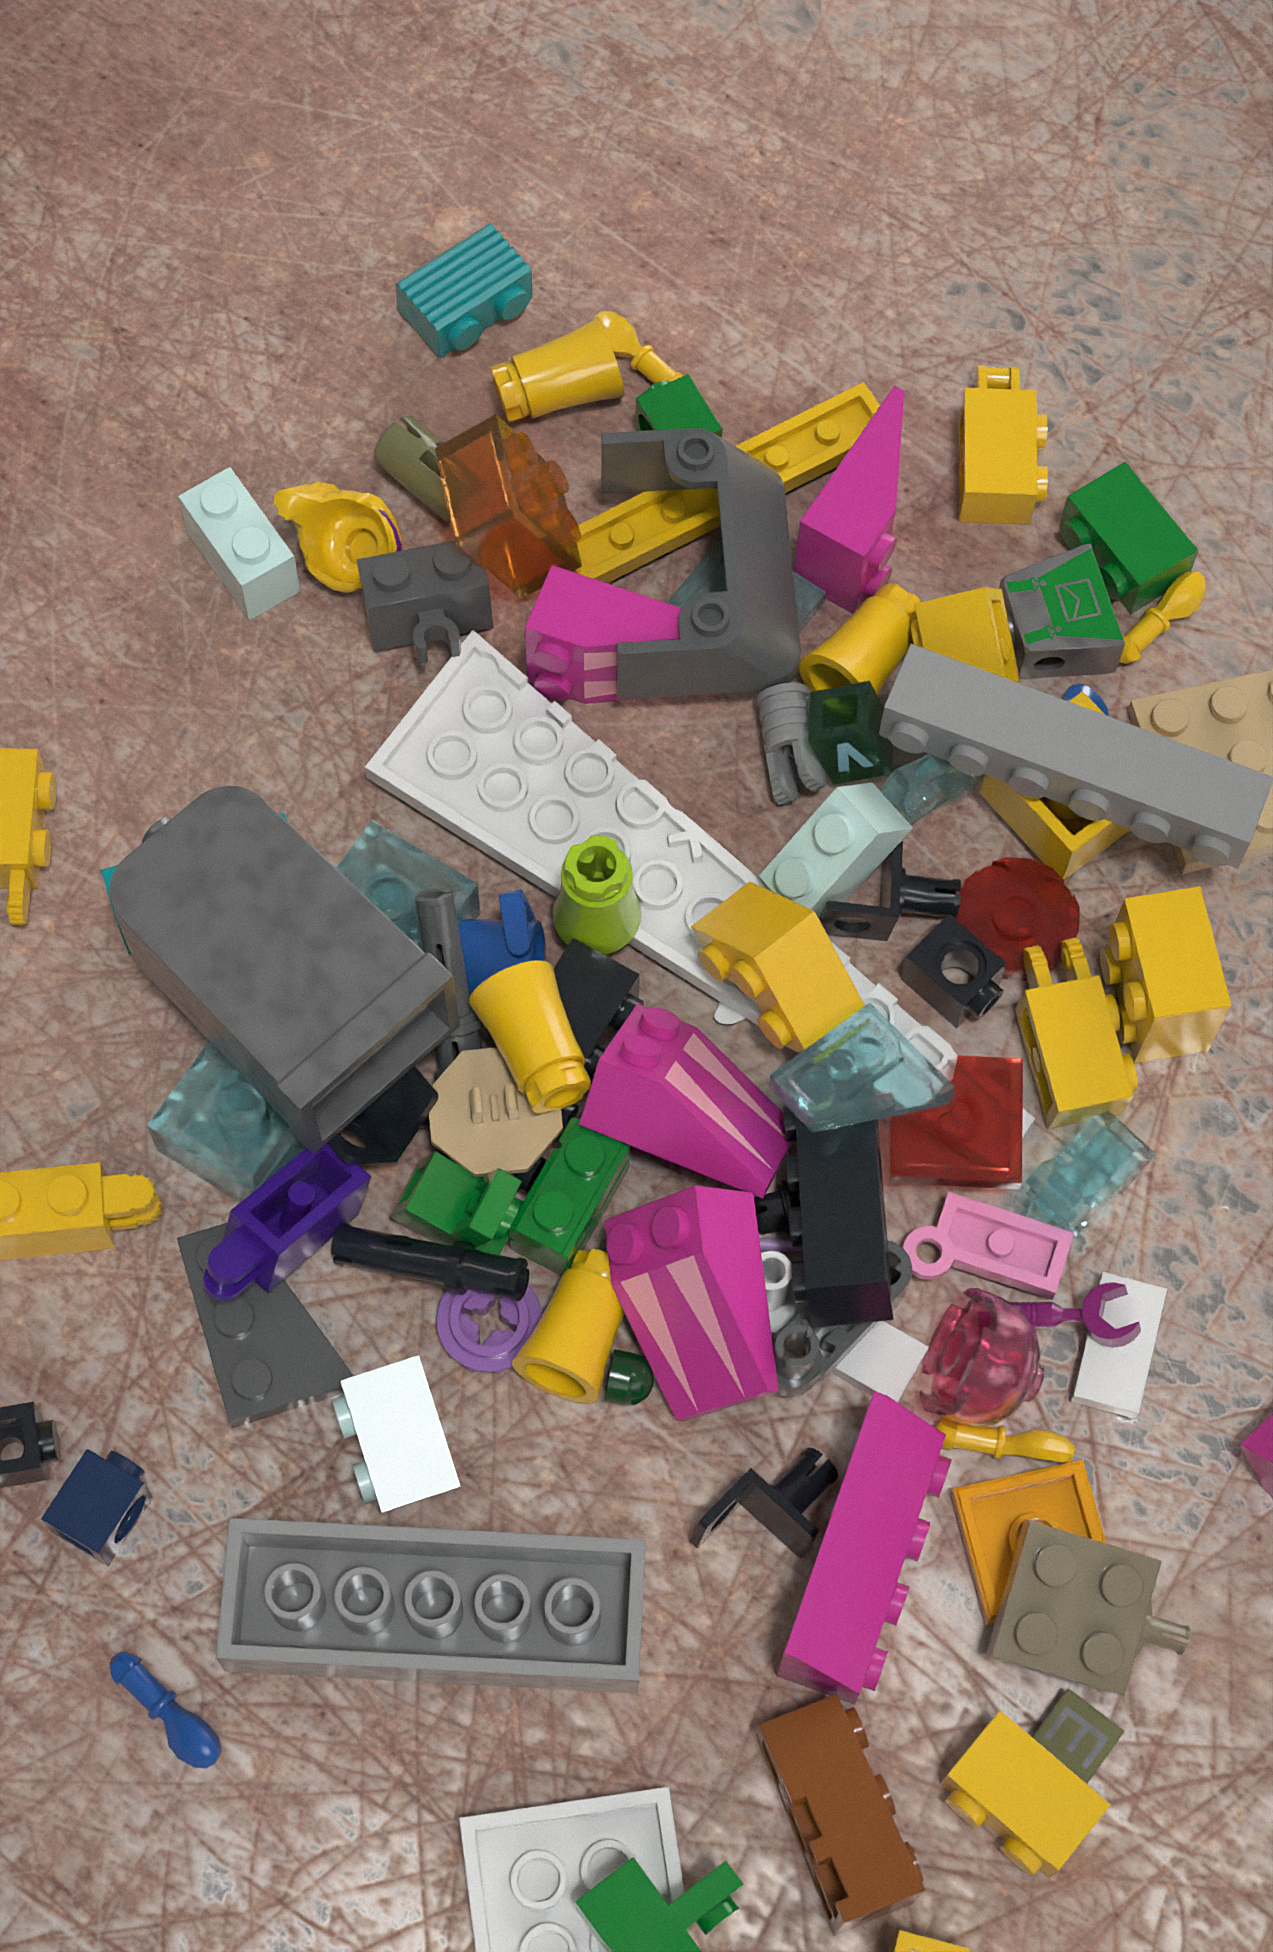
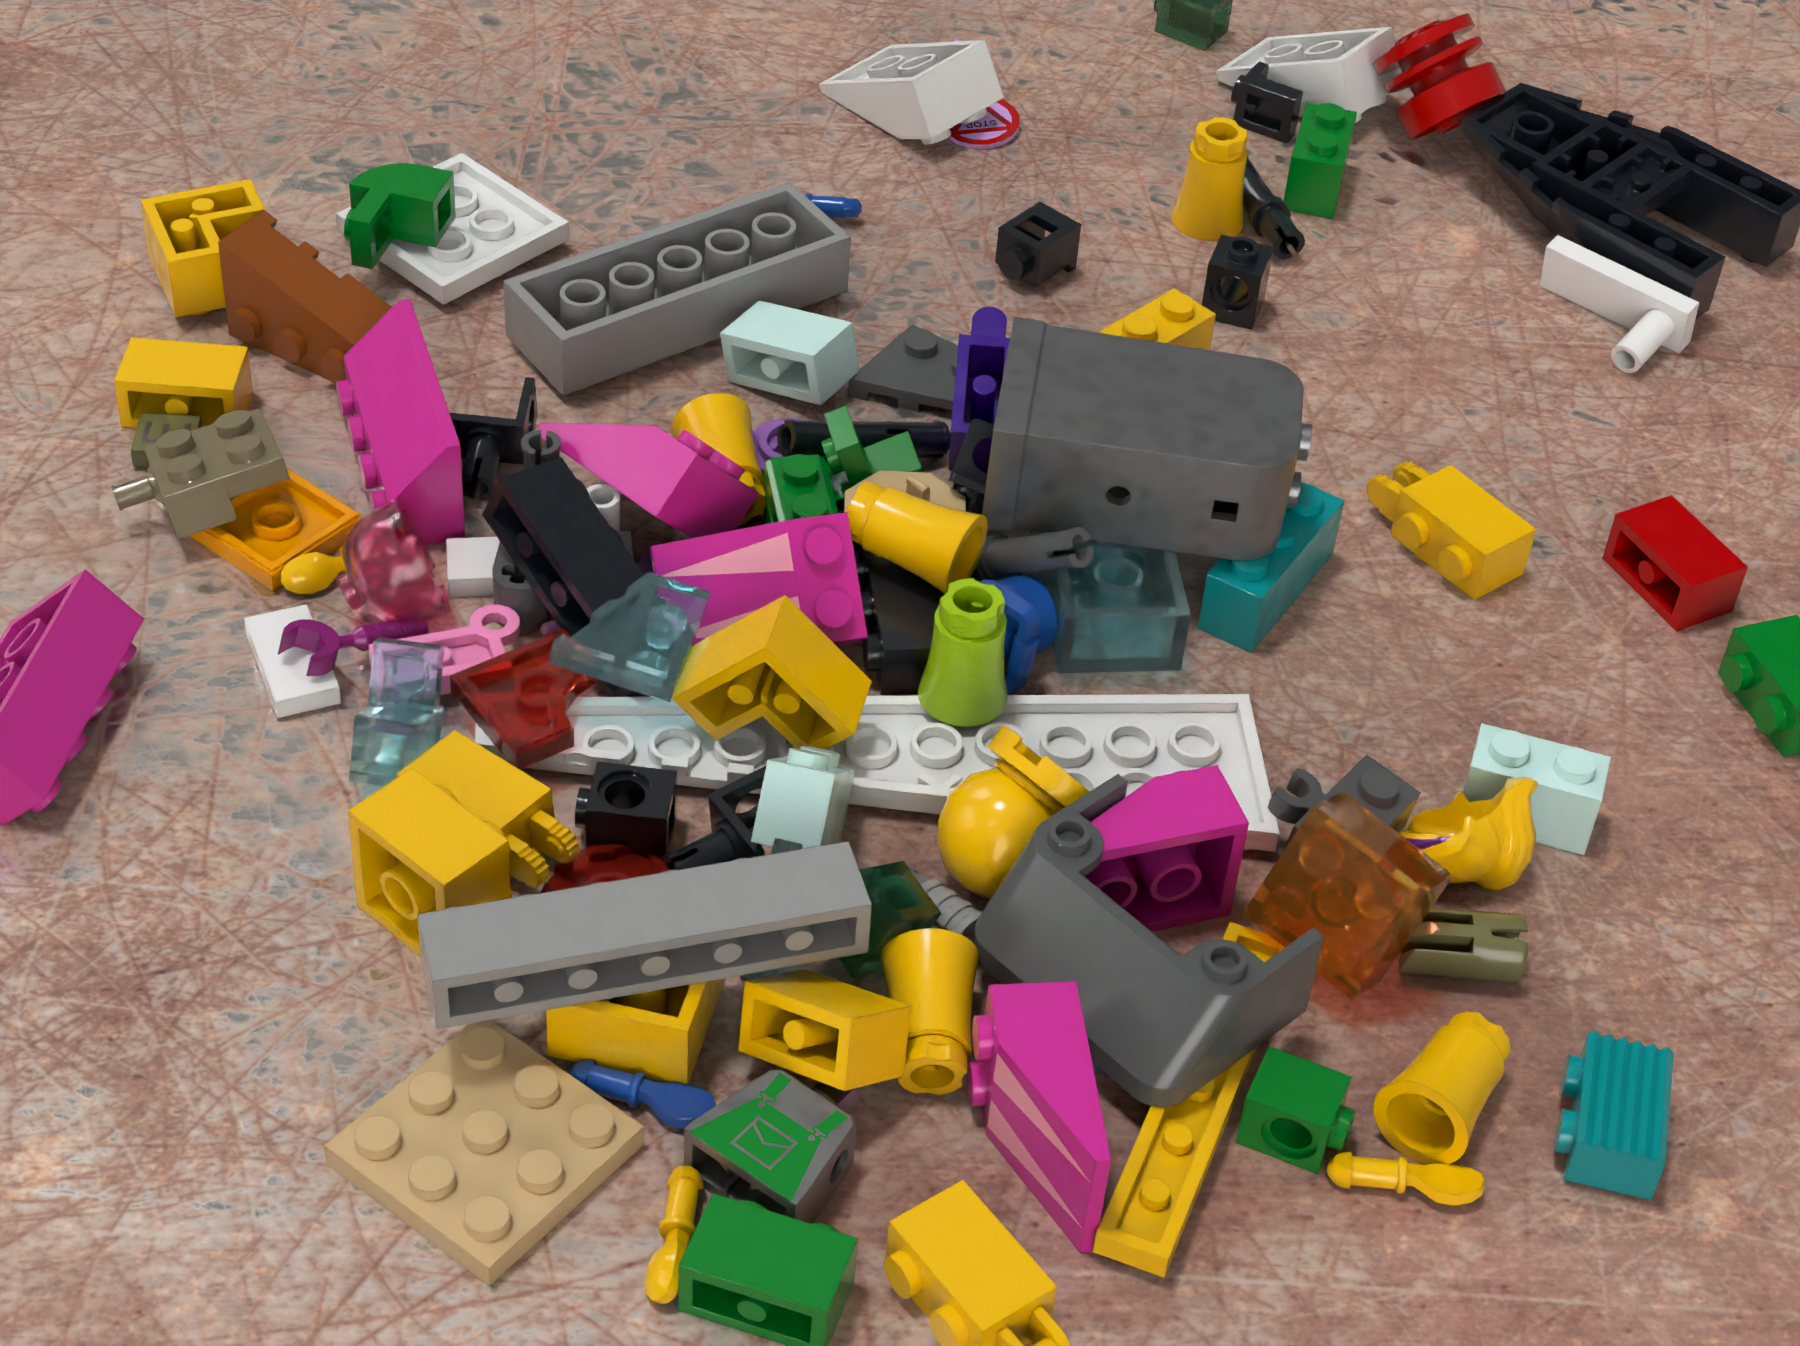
camera: 140 degrees right, 25 degrees down
(99, 1505) = (947, 250): dark blue brick -> none
(678, 733) = (998, 811): none -> yellow tile

